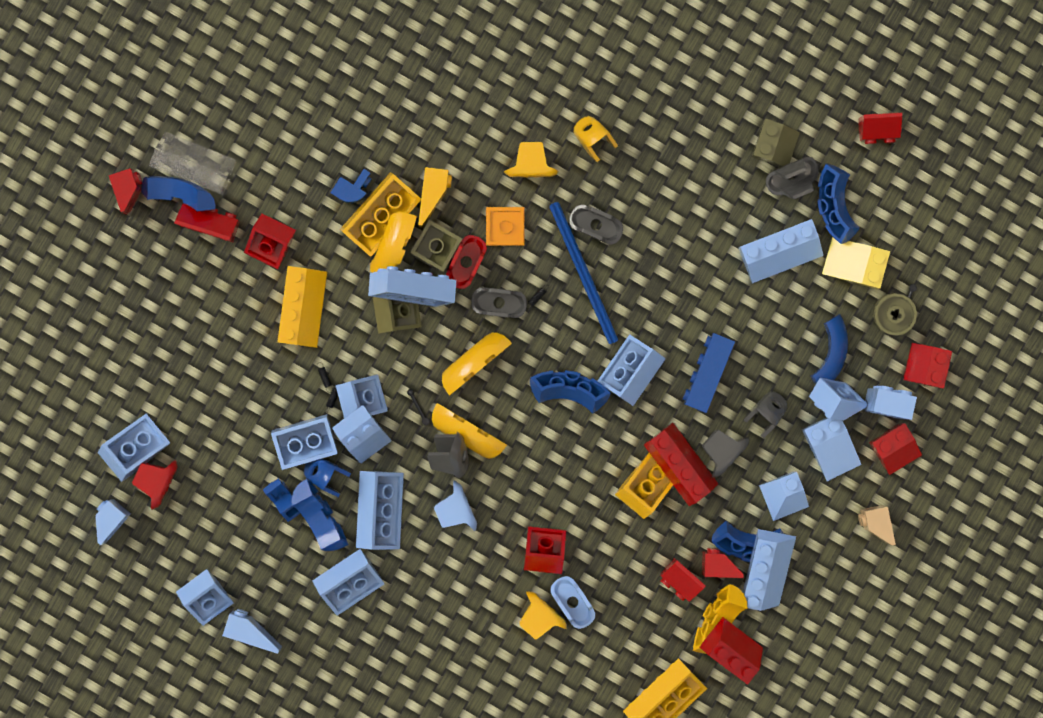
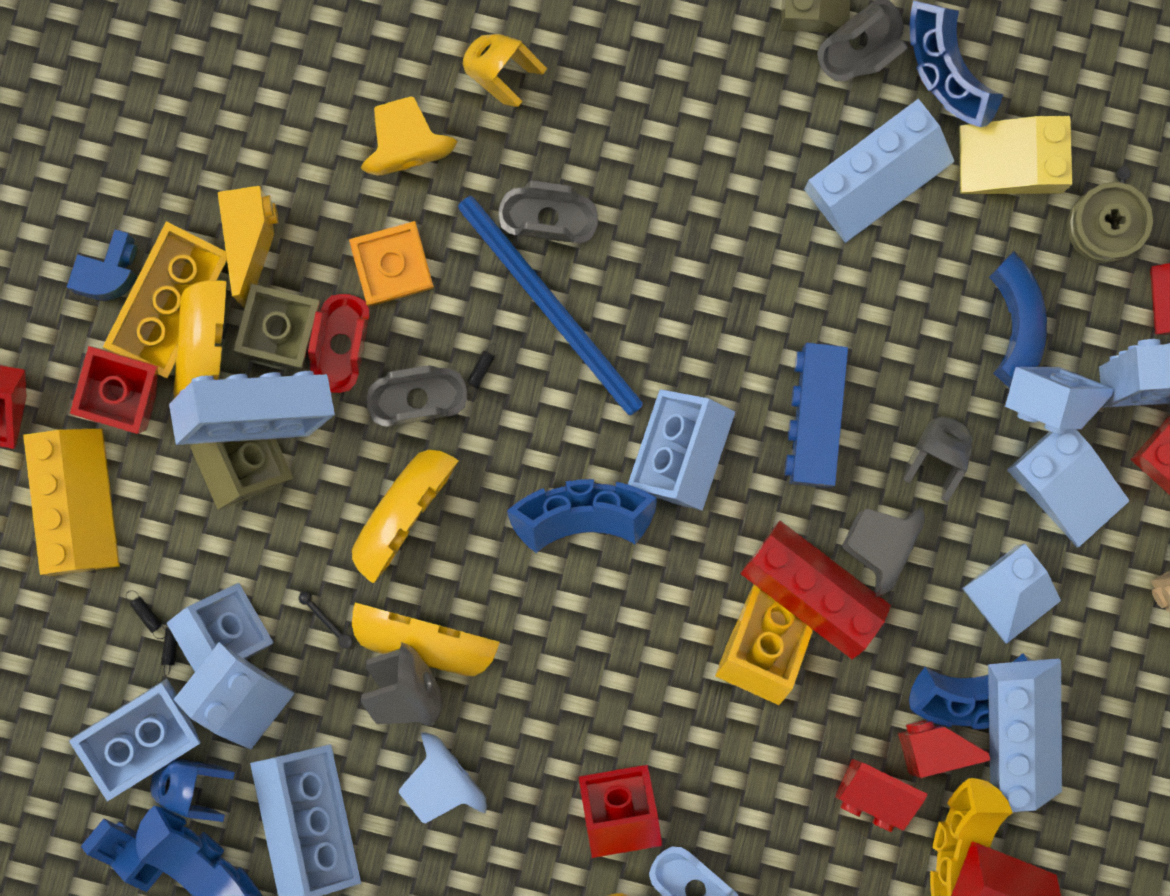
camera: 20 degrees left, 5 degrees down
(341, 256) = (115, 390): none -> red slope

